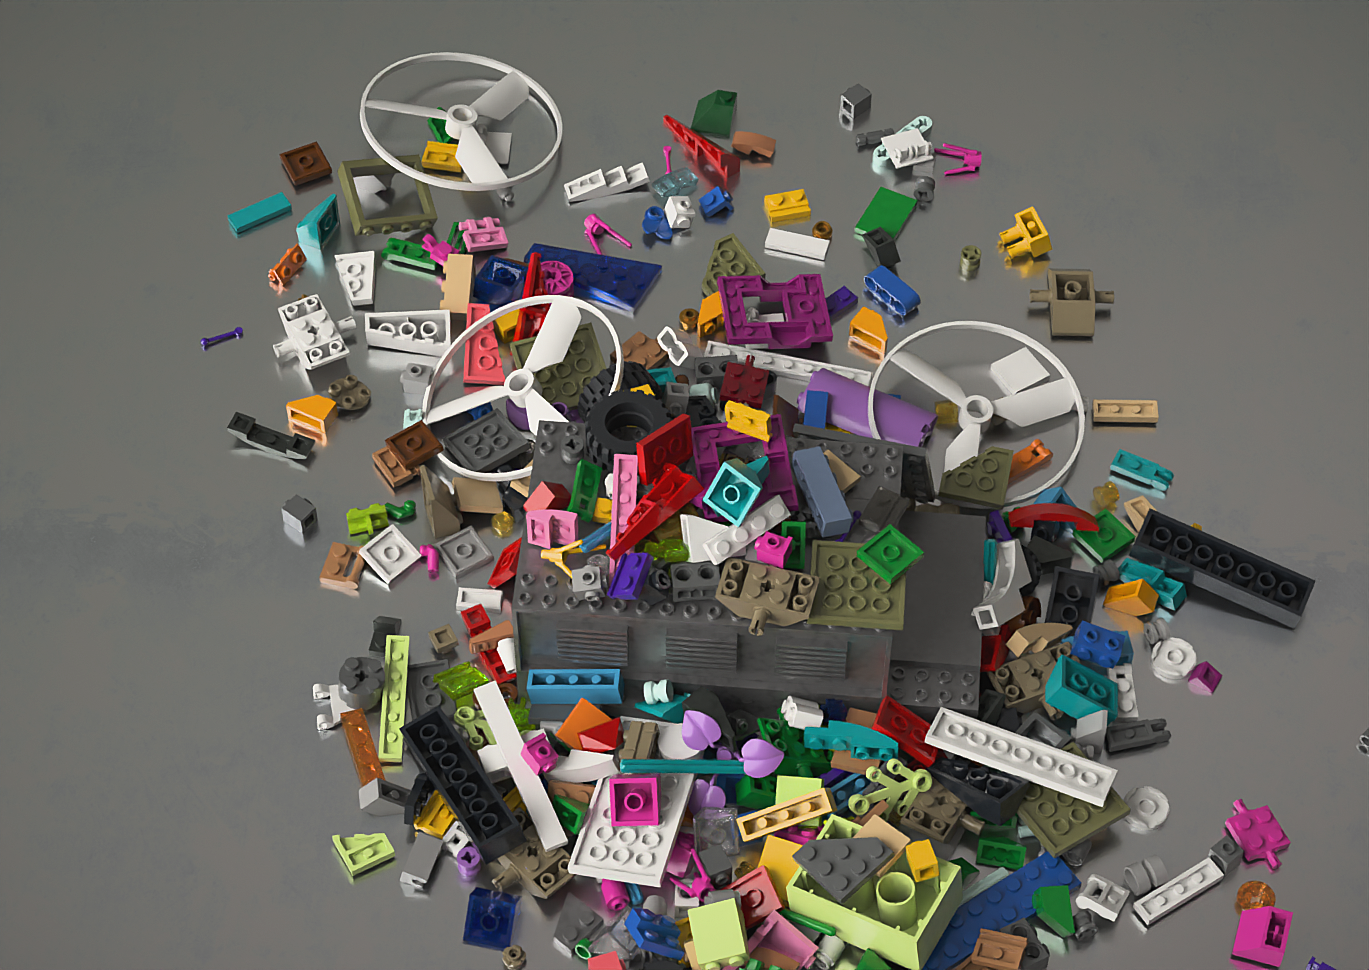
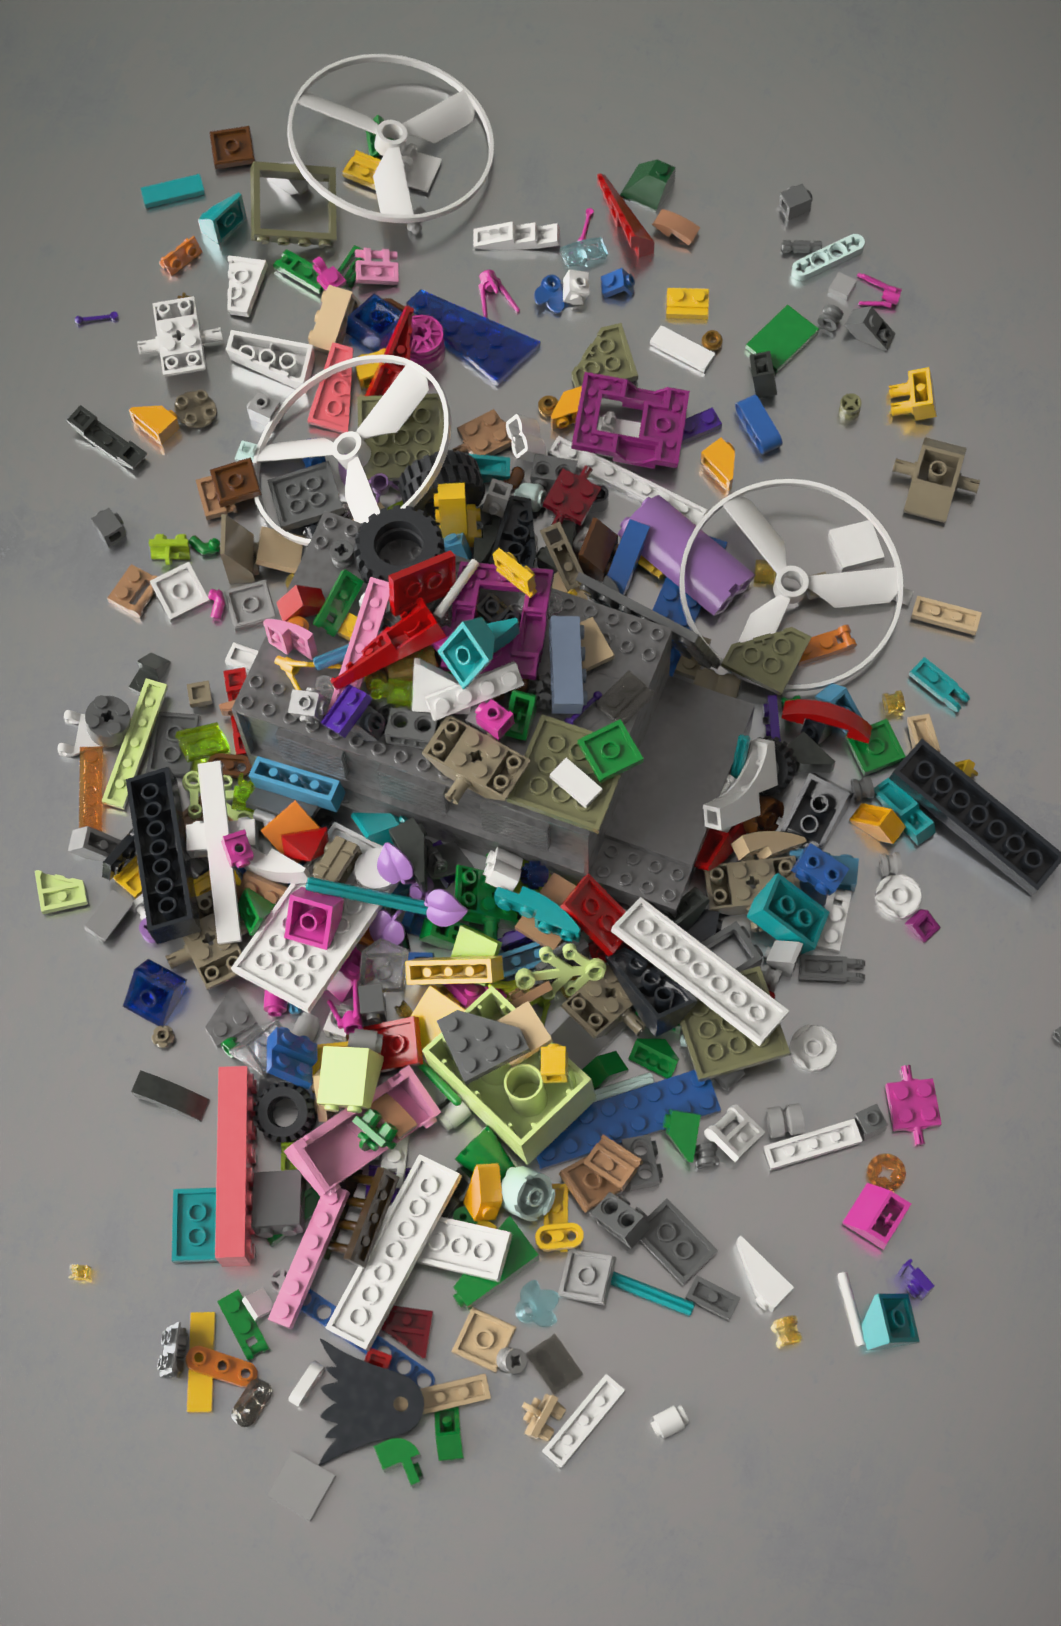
camera: 20 degrees right, 15 degrees up
(658, 691) = (372, 810): light aqua wheel -> none
(696, 448) = (456, 589): none -> white bar
(867, 589) = (576, 783): none -> white tile
(907, 148) = (827, 268): white hinge -> none
(963, 189) = (870, 328): none -> dark grey slope

